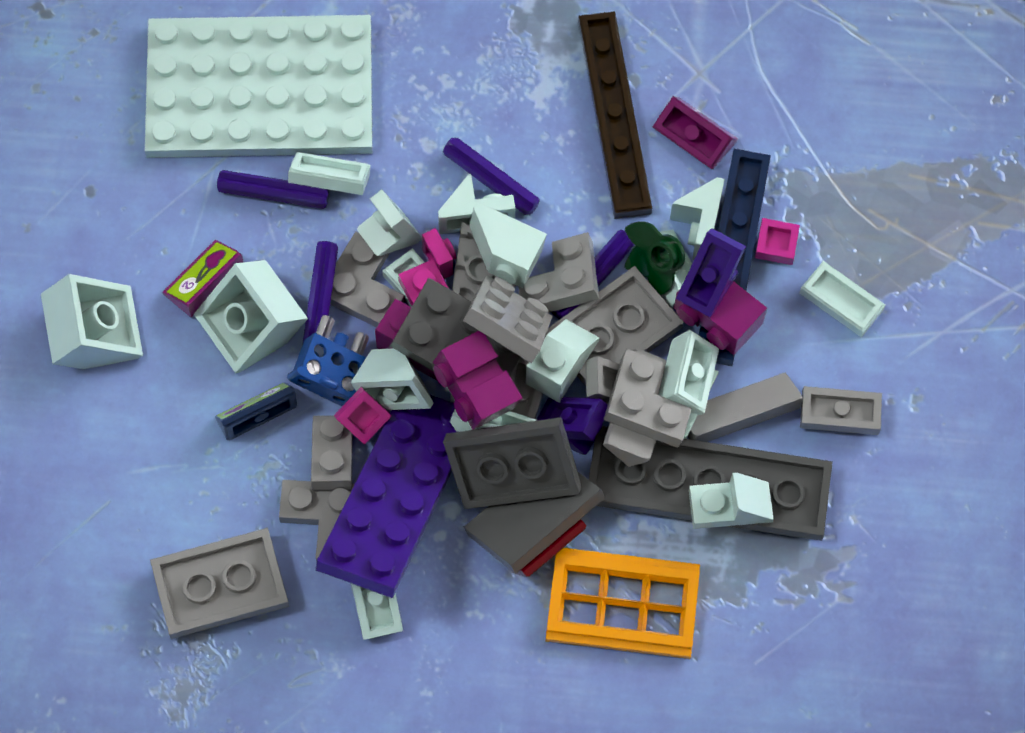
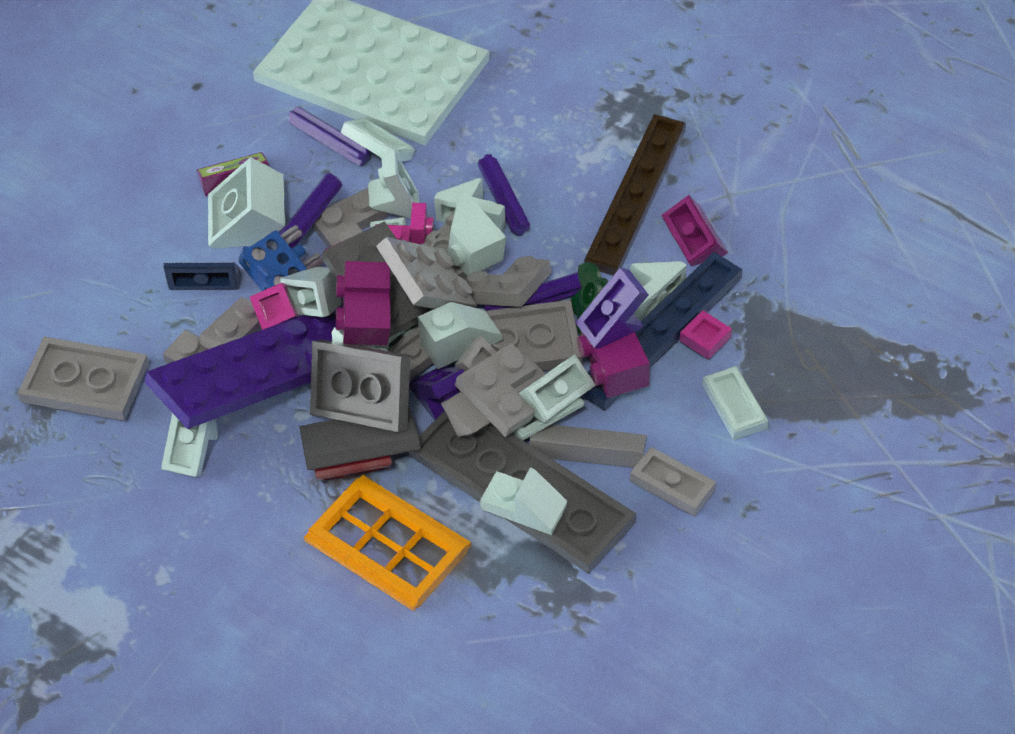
camera: 35 degrees right, 15 degrees down
(90, 322) = (126, 164): light aqua slope -> none

